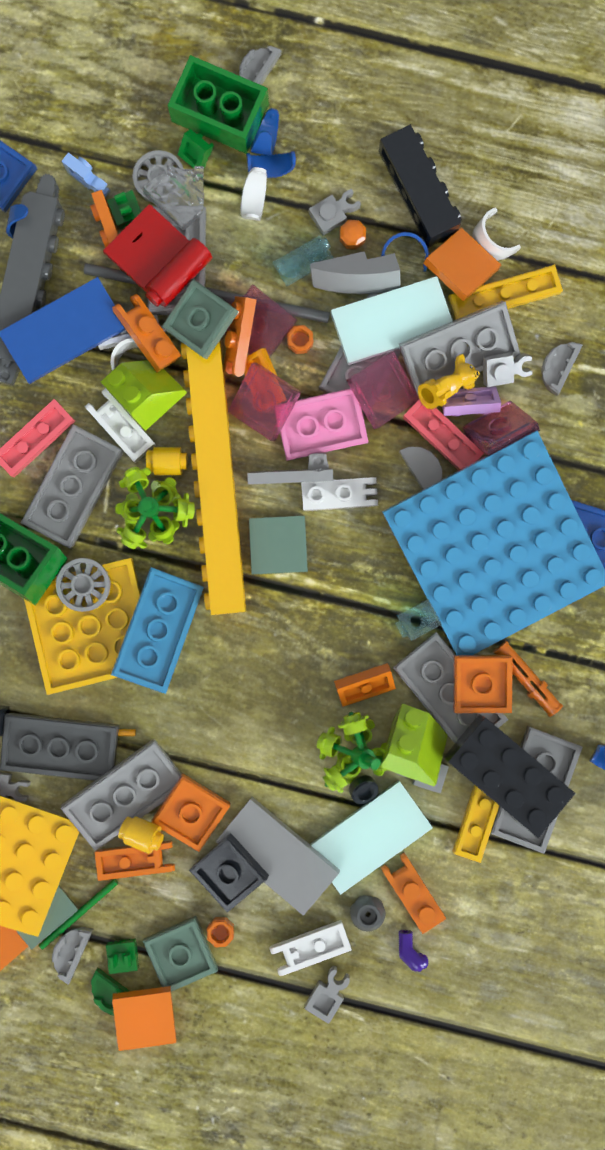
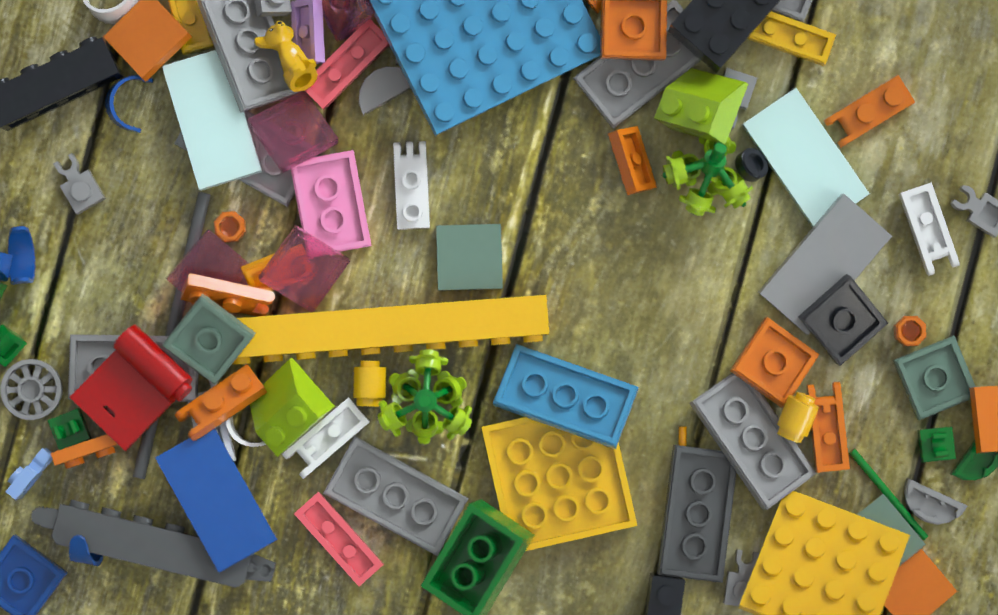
camera: 90 degrees left, 0 degrees up
(83, 584) = (511, 481): light grey wheel -> none
(178, 194) = (56, 364): clear slope -> none
(254, 194) = (59, 278): white helmet -> none
(297, 263) = (136, 221): clear light blue hinge -> none
(317, 471) = (387, 211): light grey hinge -> none
(352, 234) = (107, 163): orange tile -> none
(357, 274) = (157, 158): light grey slope -> none
(367, 904) = (891, 174): dark grey plate -> none
(413, 959) = (942, 114): dark purple arm -> none
(428, 620) = (559, 86): clear light blue brick -> none

